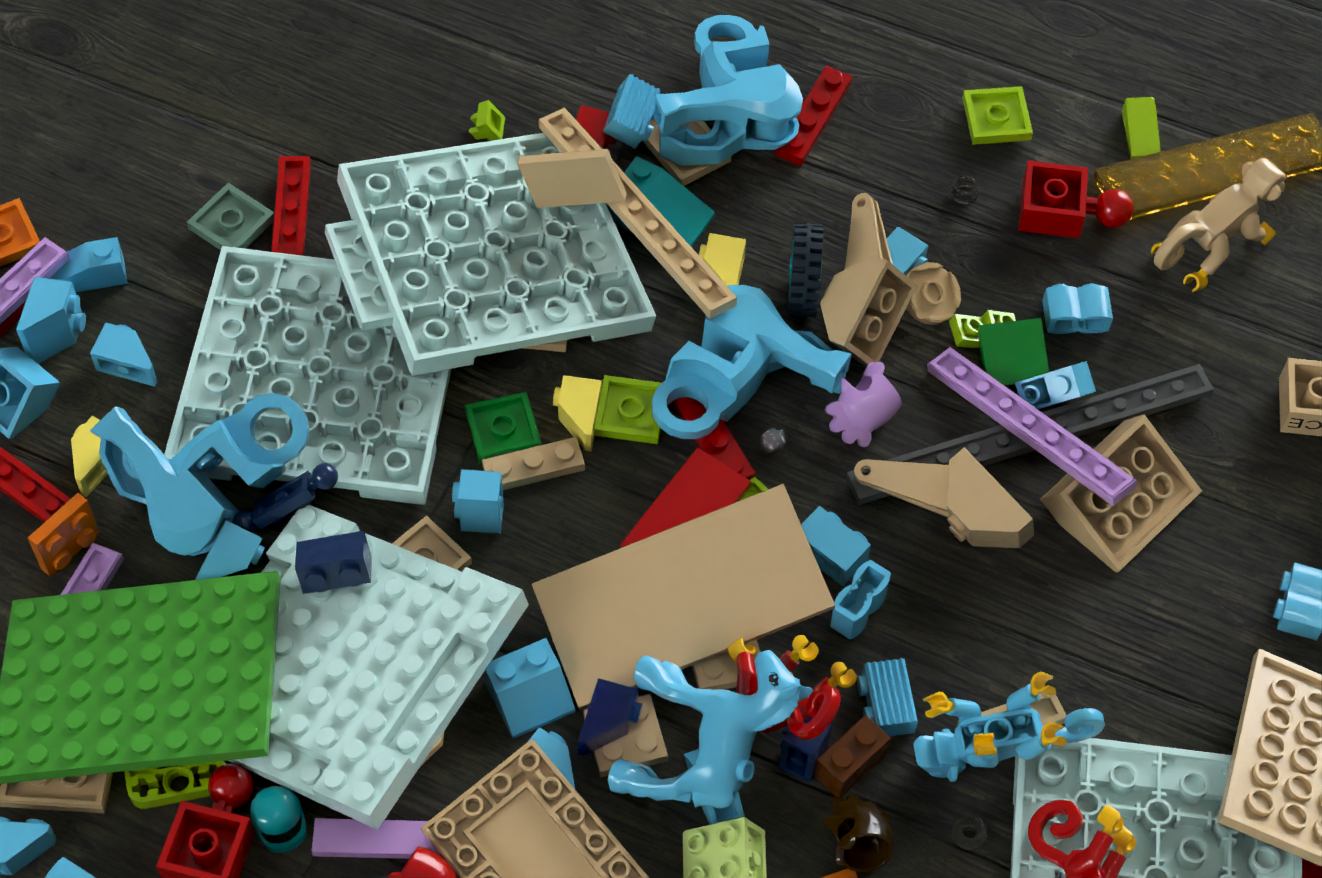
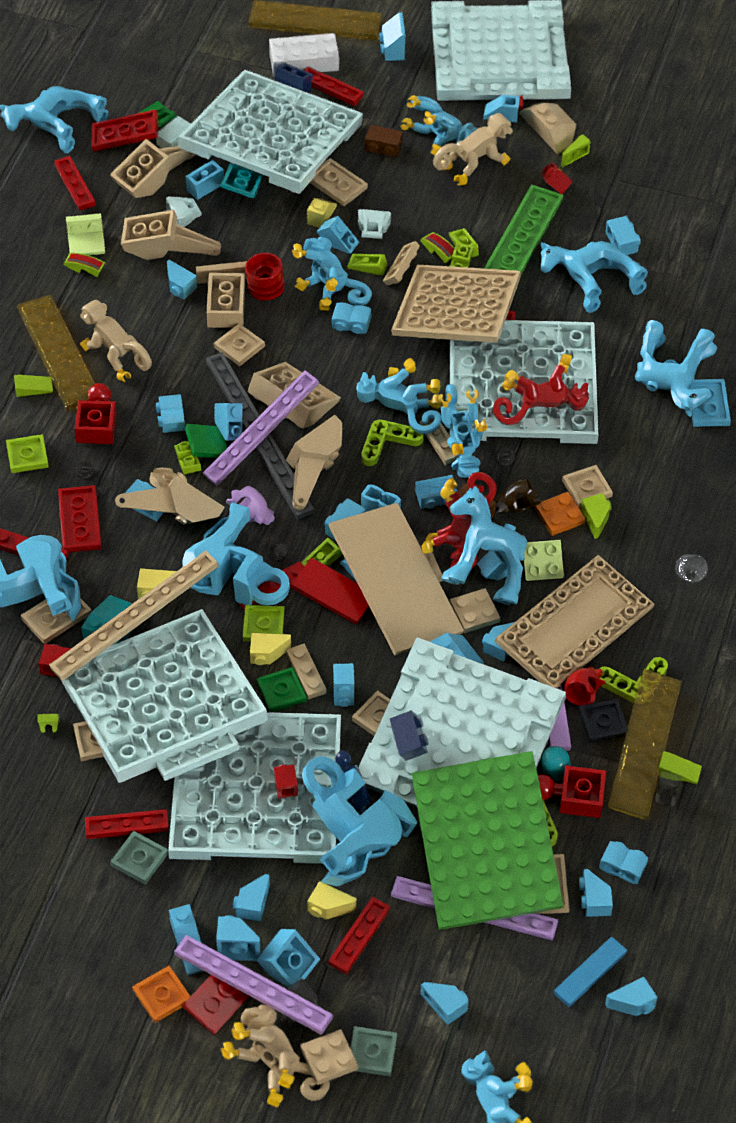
camera: 95 degrees left, 5 degrees down
(64, 535) = (401, 901): orange plate -> none
(304, 390) = (285, 781): none -> red brick
(572, 178) = (123, 639): tan tile -> none
(608, 715) = (474, 609): clear blue slope -> none
(632, 112) = (46, 631): medium azure brick -> none
(805, 270) = (166, 532): black wheel -> none
(889, 178) = (79, 518): none -> red tile
(1031, 634) = (386, 433): none -> lime beam
(1110, 648) = (399, 397): none -> medium azure animal
(1235, 419) = (239, 344): none -> tan plate

